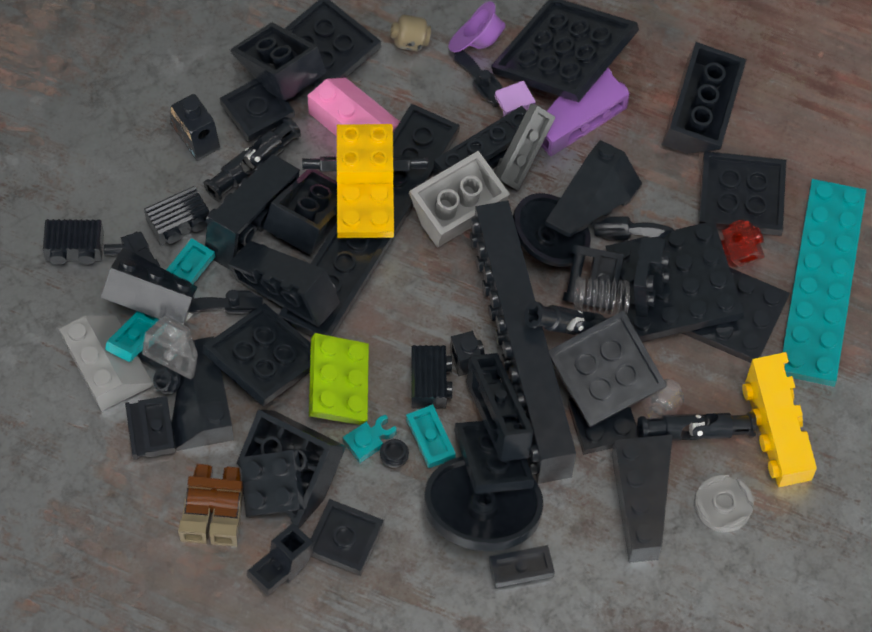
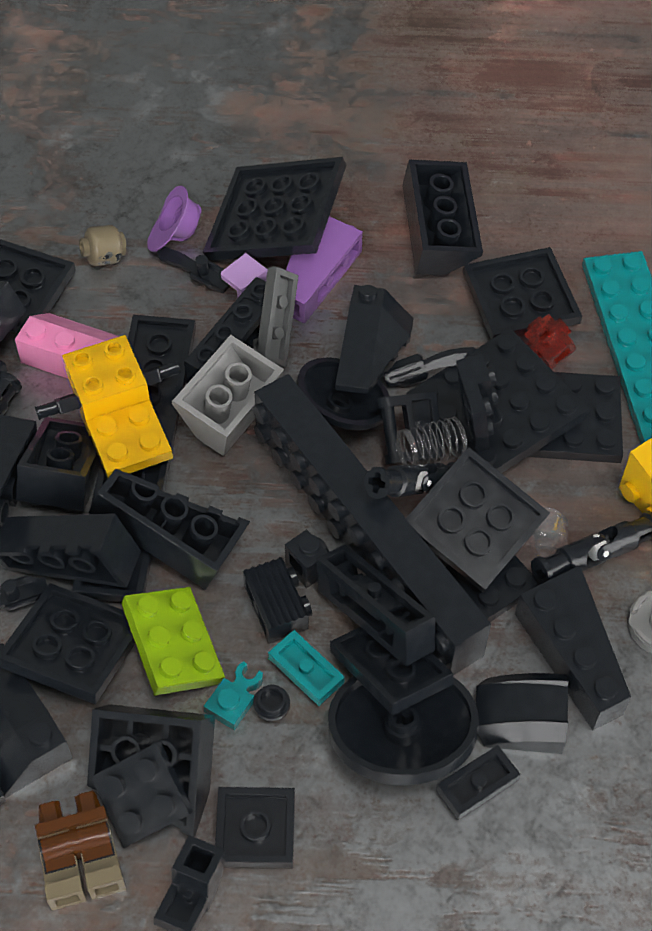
camera: 20 degrees left, 5 degrees down
(369, 292) = (170, 526): none -> black wedge
(579, 528) = (524, 712): none -> black slope

